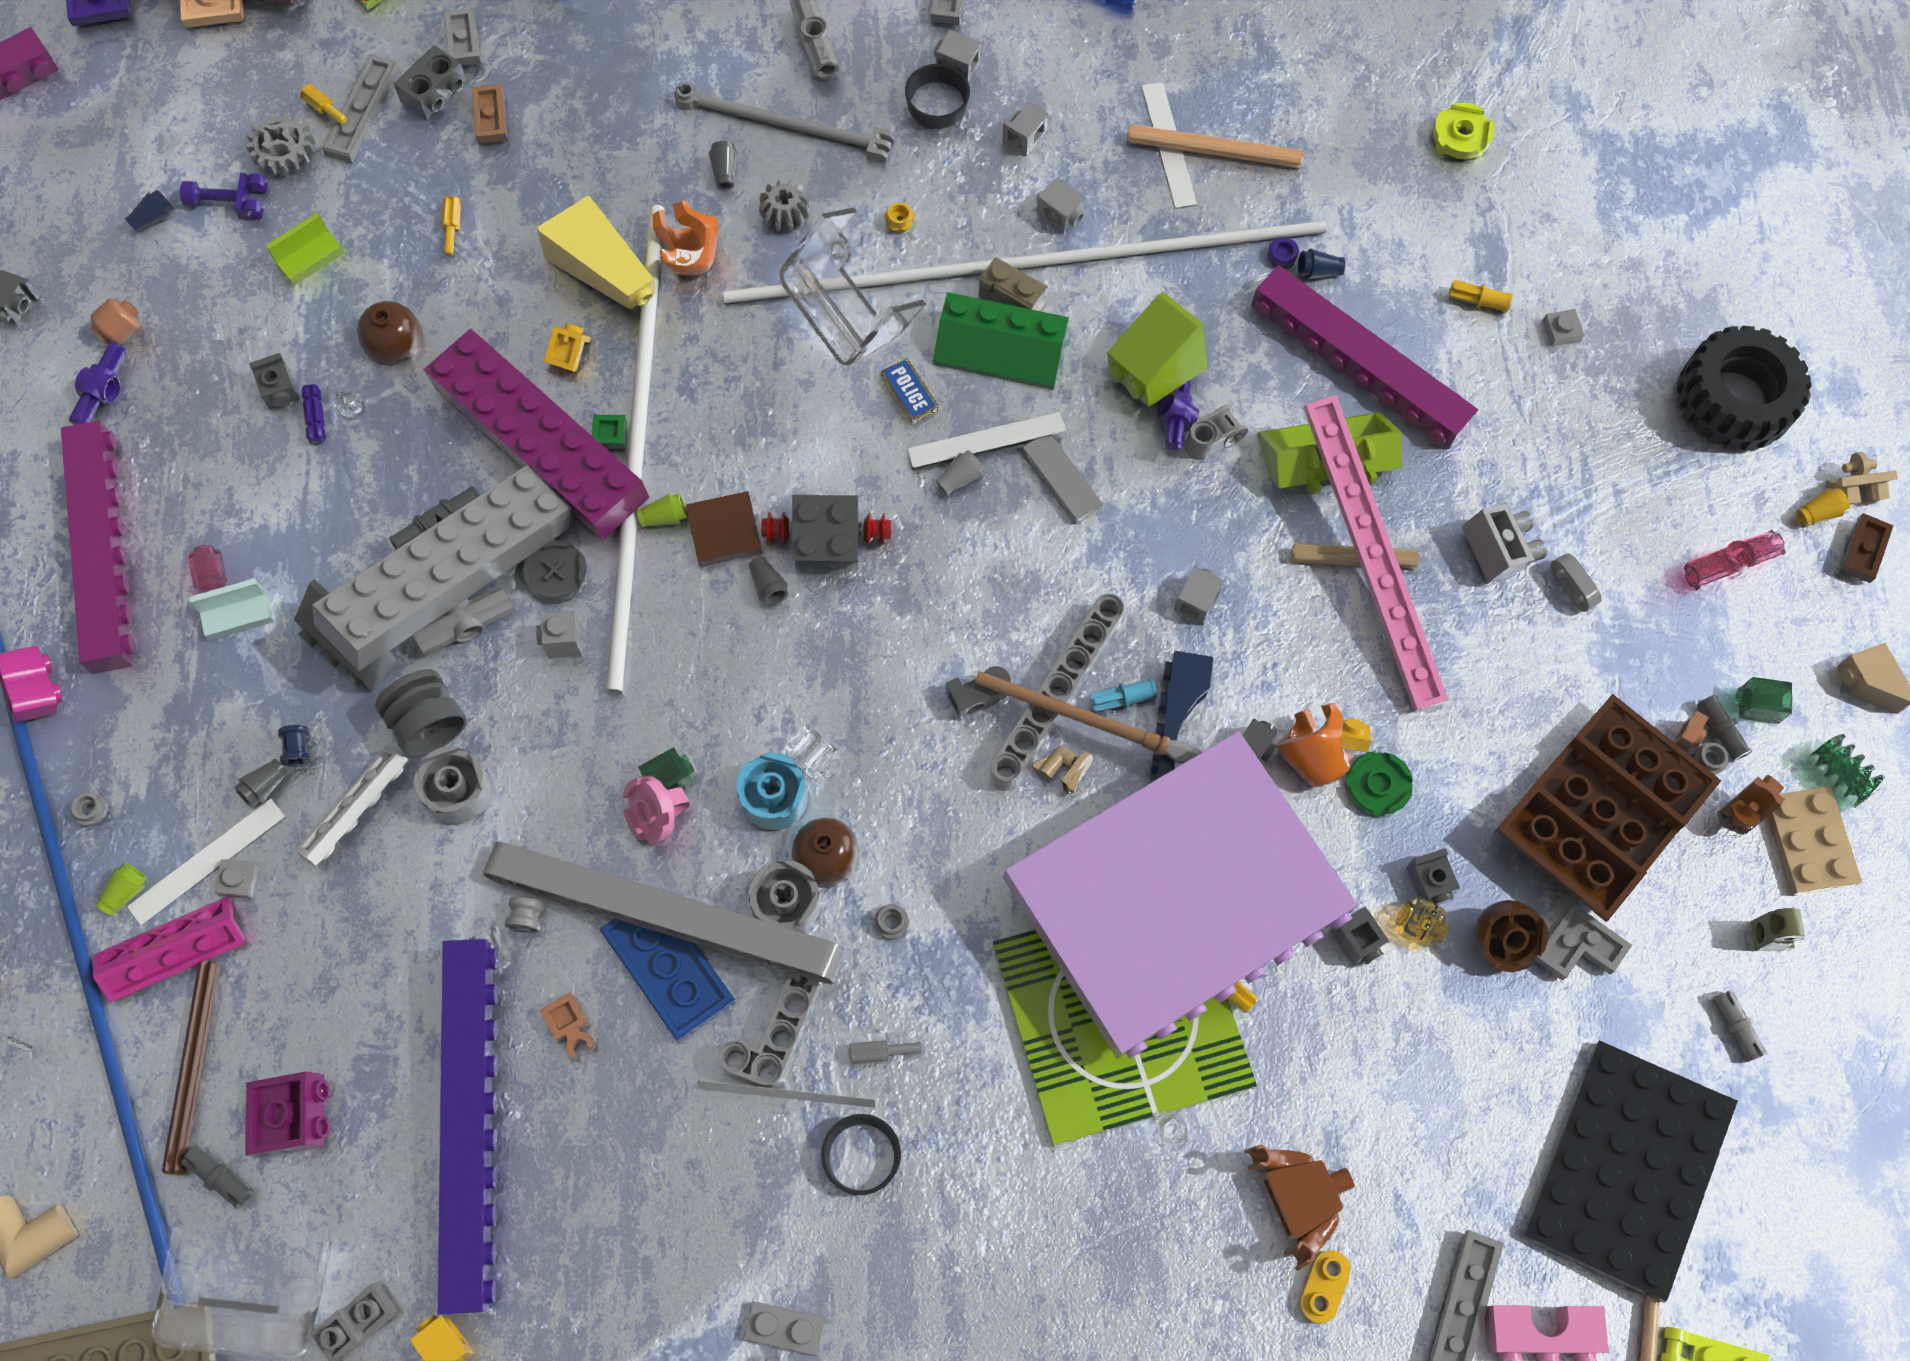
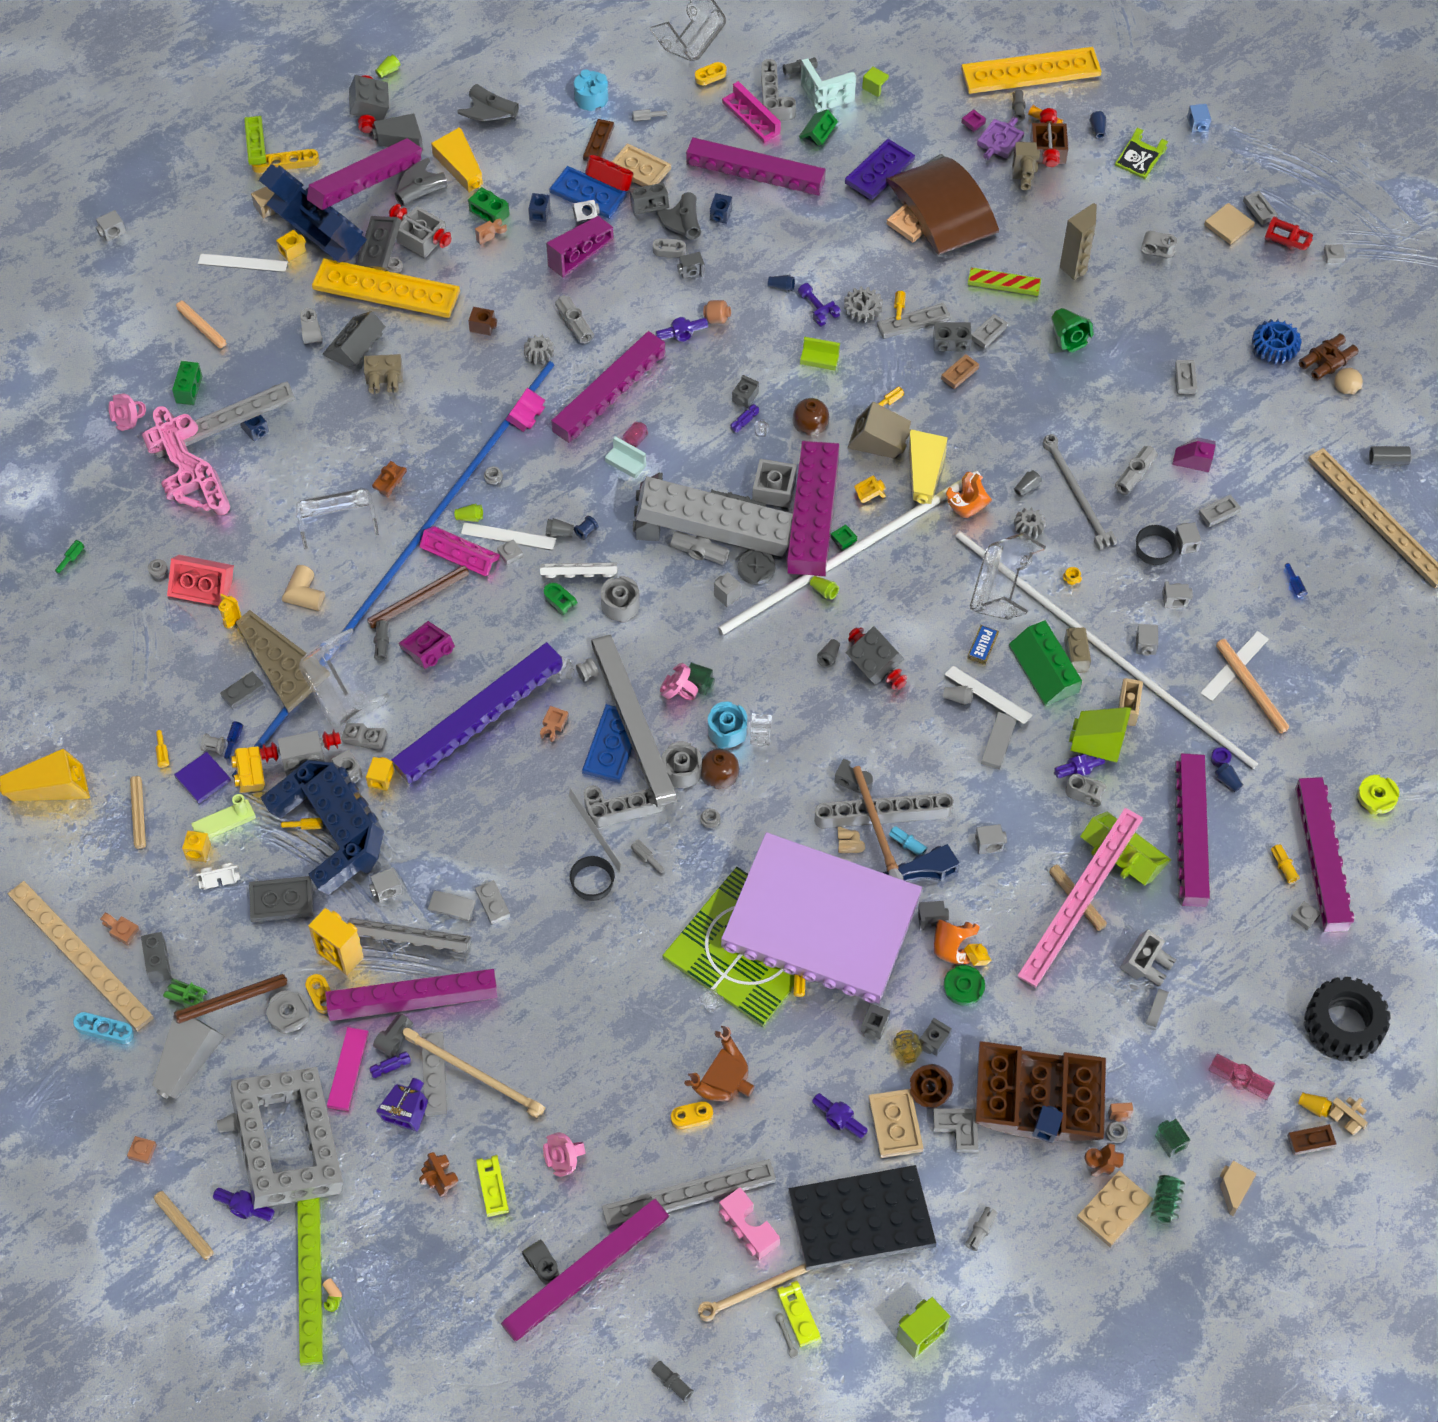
camera: 55 degrees right, 10 degrees down
(361, 869) = (554, 593): none -> green plate
(420, 713) = (641, 561): dark grey wheel -> none
(452, 451) = (774, 482): none -> light grey brick
(492, 270) = (880, 432): none -> dark tan slope
(723, 528) = (839, 617): reddish brown tile -> none
(1132, 285) = (1130, 697): none -> tan brick
(1464, 1086) = (839, 1115): none -> dark purple axle
(1501, 246) = (1323, 855): none -> magenta brick
(1522, 1021) = (895, 1123): none -> tan plate
(1666, 833) = (1047, 1124): none -> dark blue brick
(1724, 728) = (1139, 1128): dark grey pin -> none
(1781, 930) = (1045, 1214): olive leg -> none
(1851, 1210) = (922, 1327): none -> lime brick

